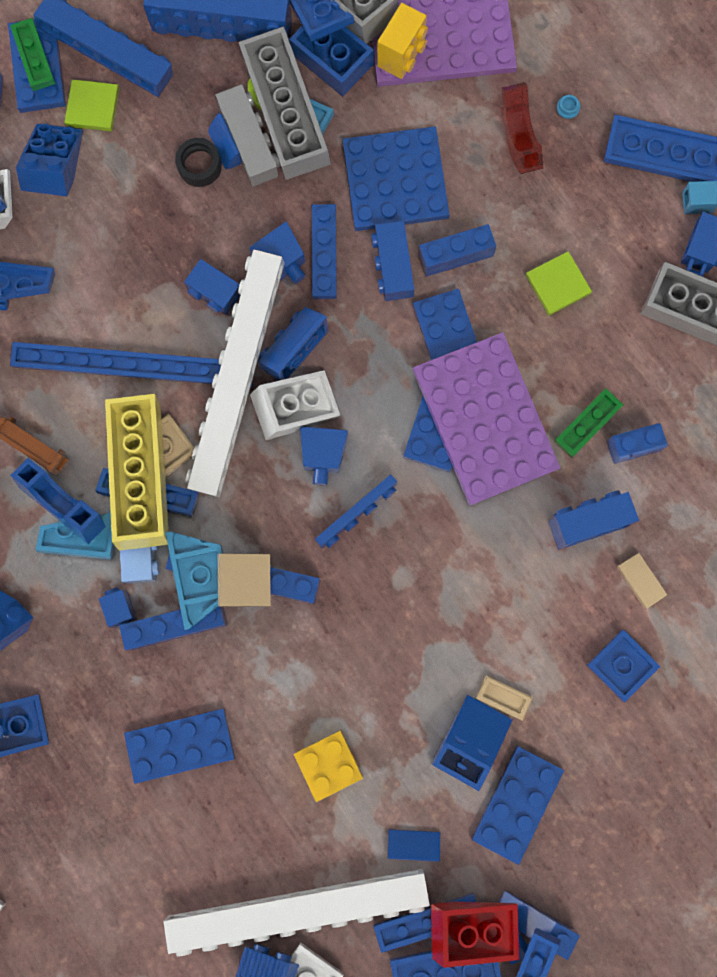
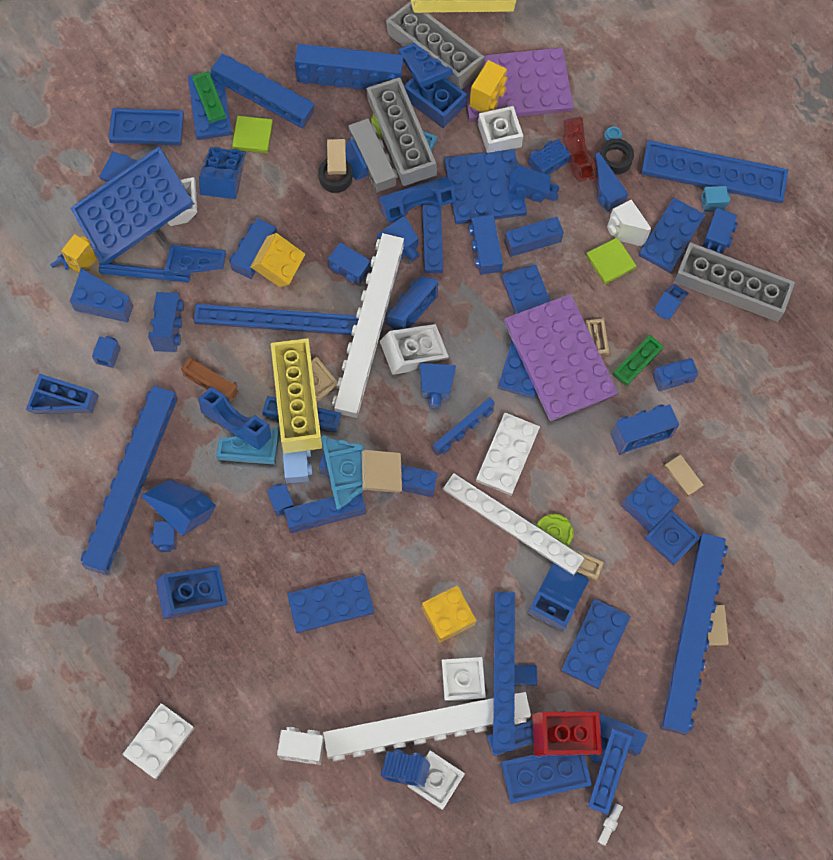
camera: 10 degrees left, 10 degrees down
(89, 265) = (250, 247): none -> blue brick
(118, 283) = (277, 260): none -> yellow brick
(134, 940) = (301, 746): none -> white brick
(198, 138) = (336, 156): none -> tan tile
(329, 188) = (434, 192): none -> blue arch
(345, 850) = (463, 679): none -> white plate
(397, 846) = (504, 671): none -> blue plate
(413, 548) = (507, 454): none -> white plate
(417, 100) = (500, 129): none -> white brick
(417, 645) = (514, 524): none -> white plate
(457, 178) = (532, 184): none -> blue brick
(469, 656) = (557, 527): none -> lime tile
(481, 140) = (549, 158): none -> blue brick
(542, 367) = (603, 331): none -> tan tile
(560, 183) = (609, 188): none -> blue slope
(574, 120) = (625, 147): none -> black tyre
(584, 235) = (628, 224): none -> white slope
(597, 619) = (650, 502): none -> blue brick
(635, 342) = (670, 301): none -> blue slope
(641, 247) = (672, 235): none -> blue plate
(645, 798) = (693, 635): none -> blue brick
(674, 783) = (718, 634): none -> tan tile

